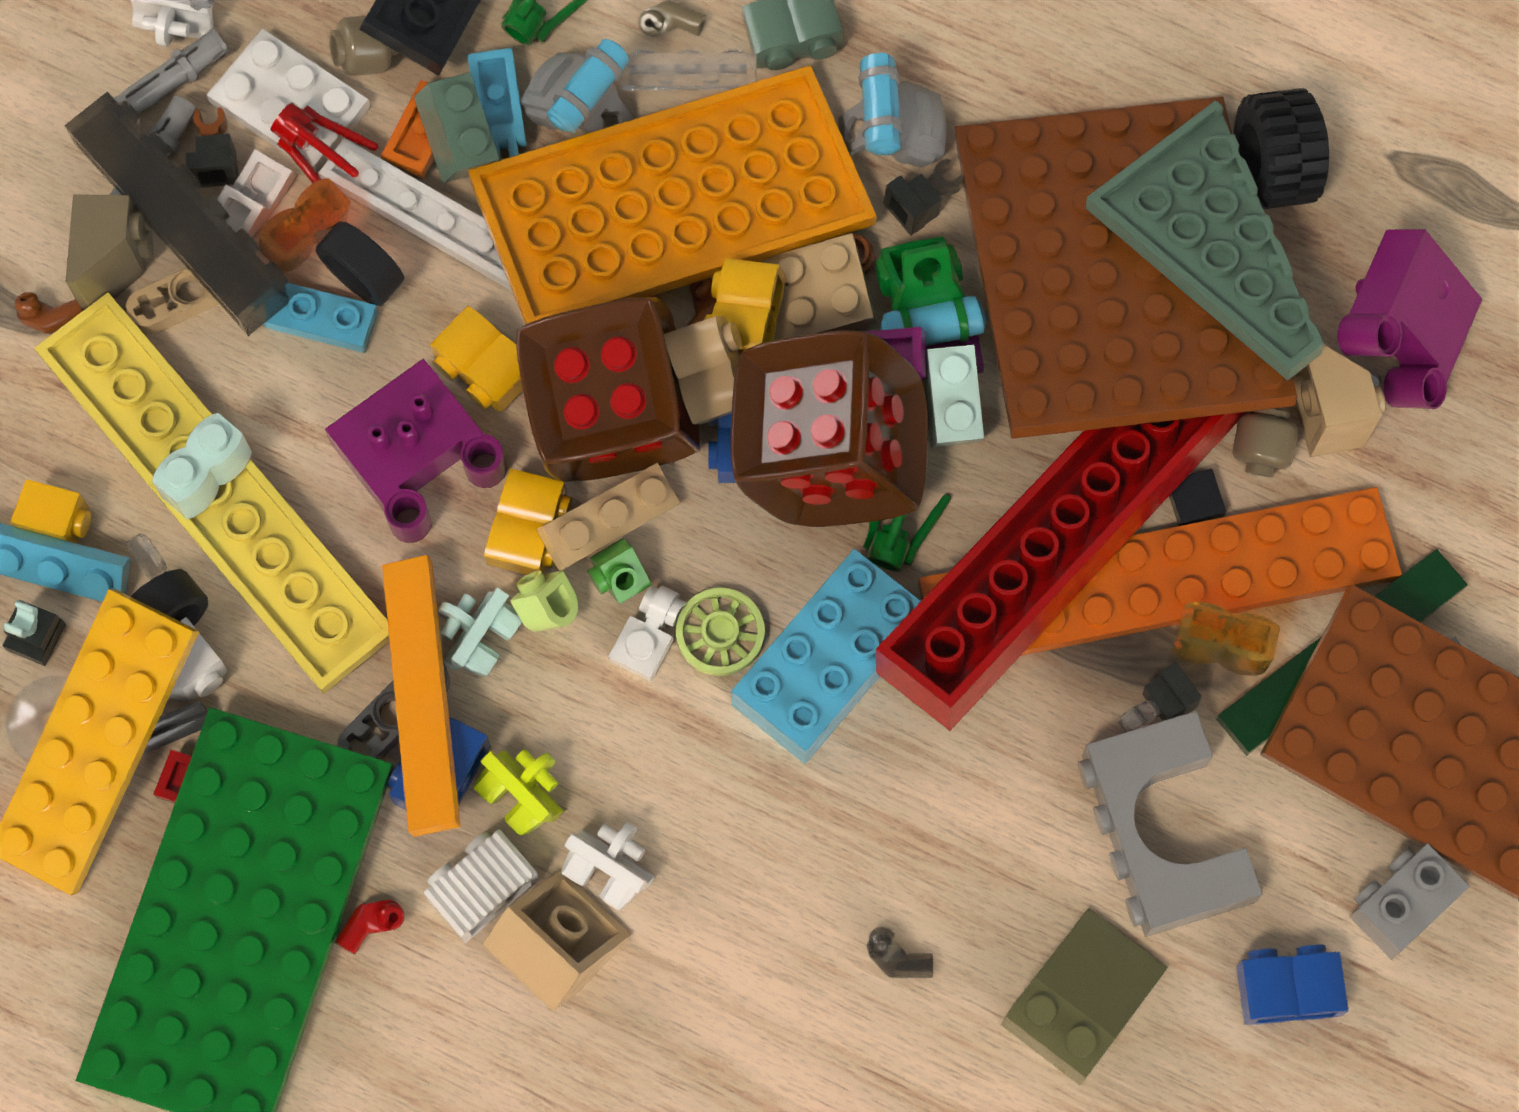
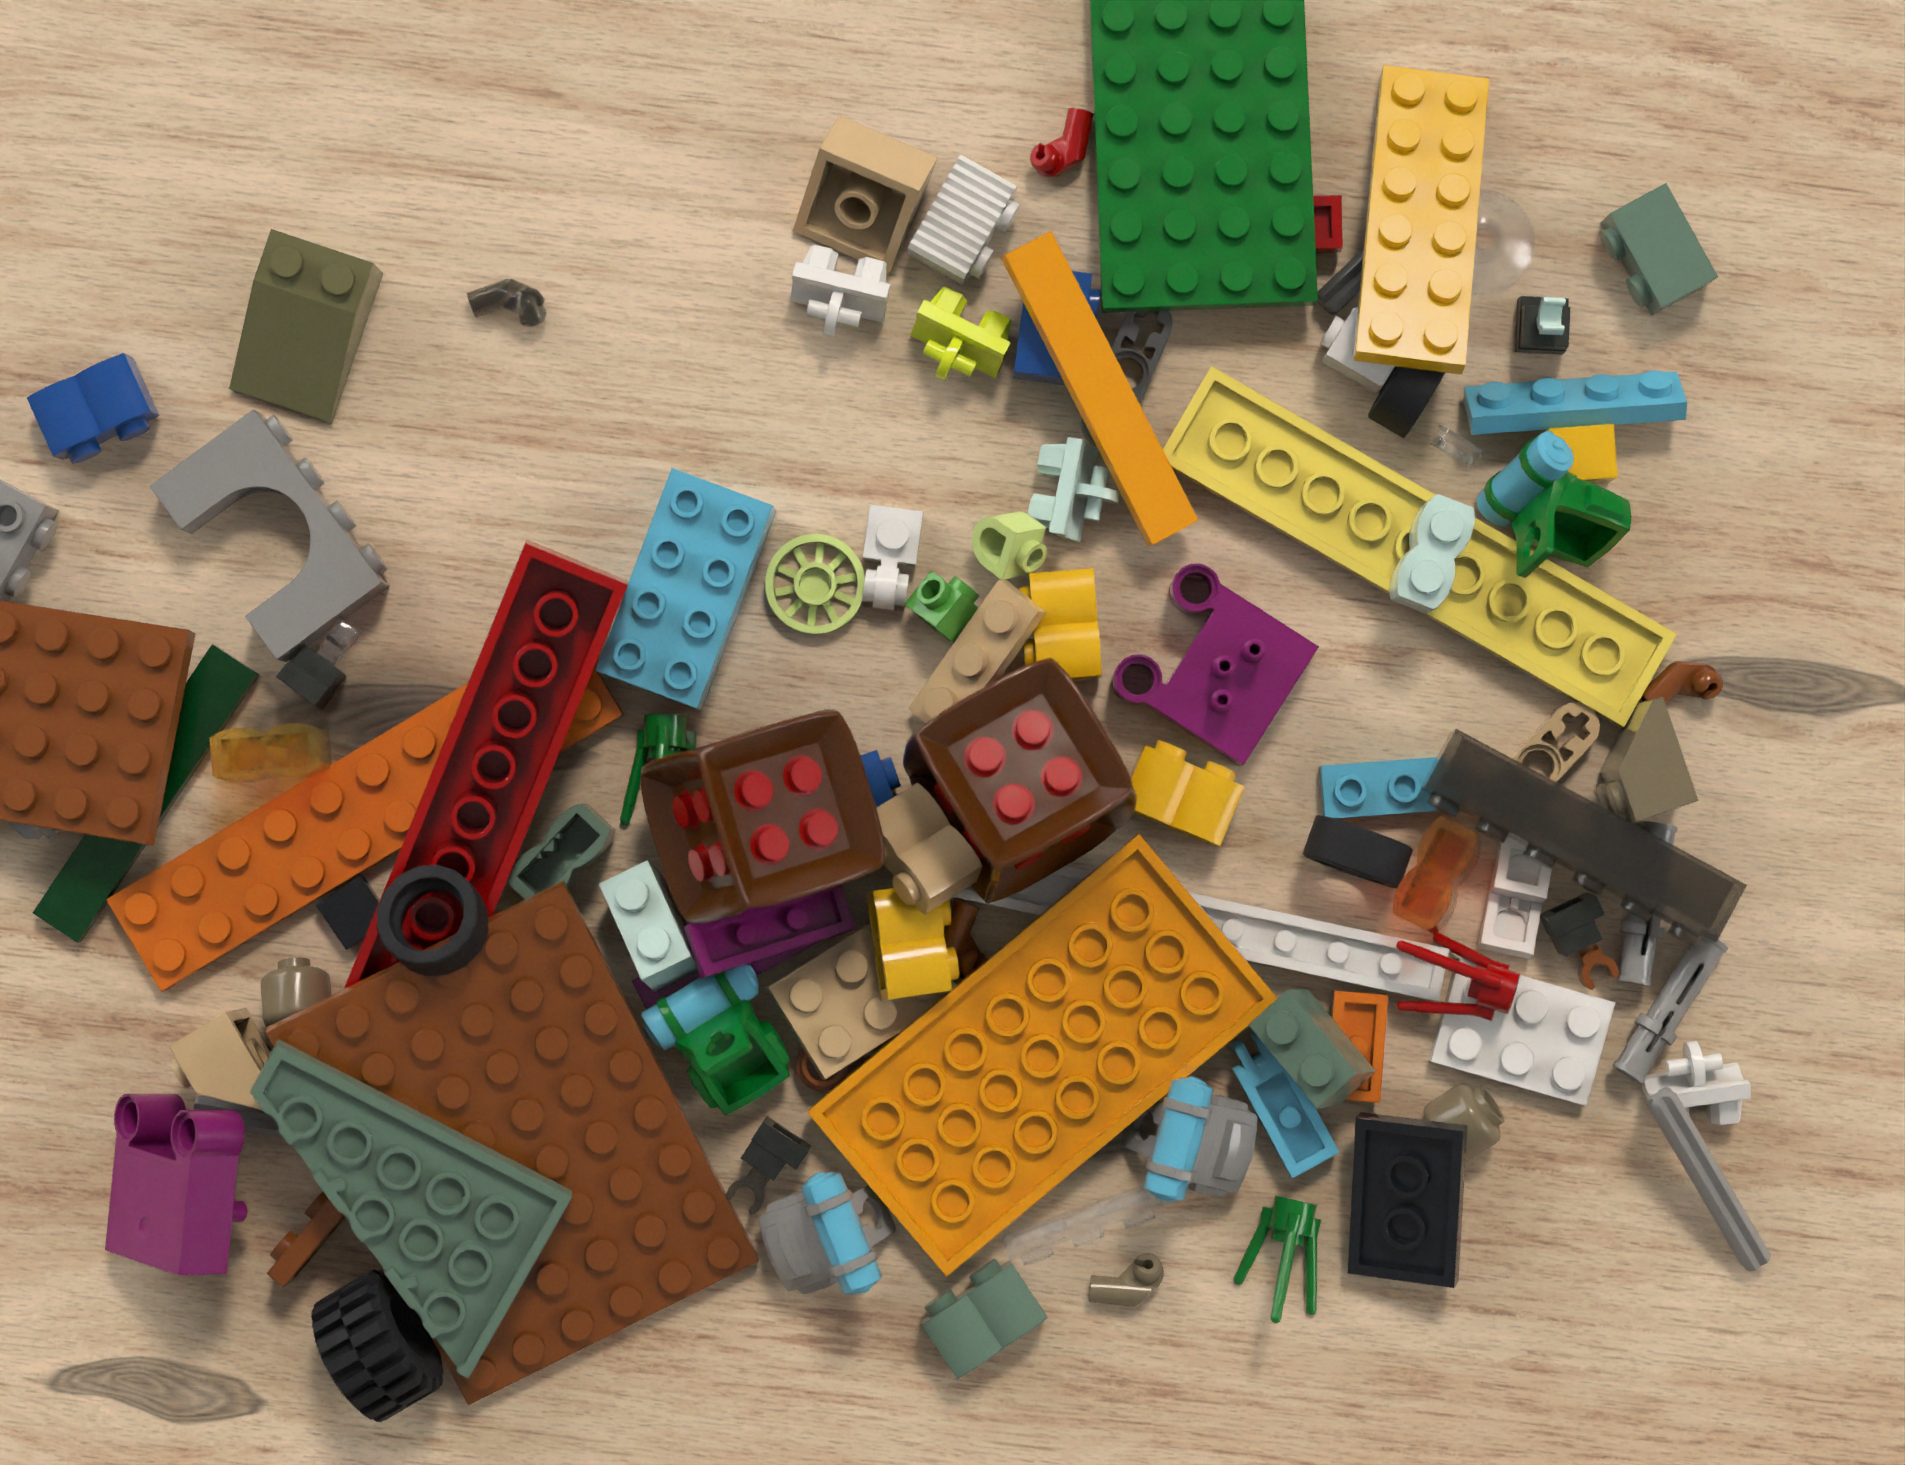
camera: 160 degrees right, 15 degrees up
(90, 472) = (1553, 507): none -> green piece
(997, 478) = (571, 843): none -> sand green brick
(1165, 440) = (405, 892): none -> black tyre
(1322, 250) = (296, 1251): none -> dark orange plate

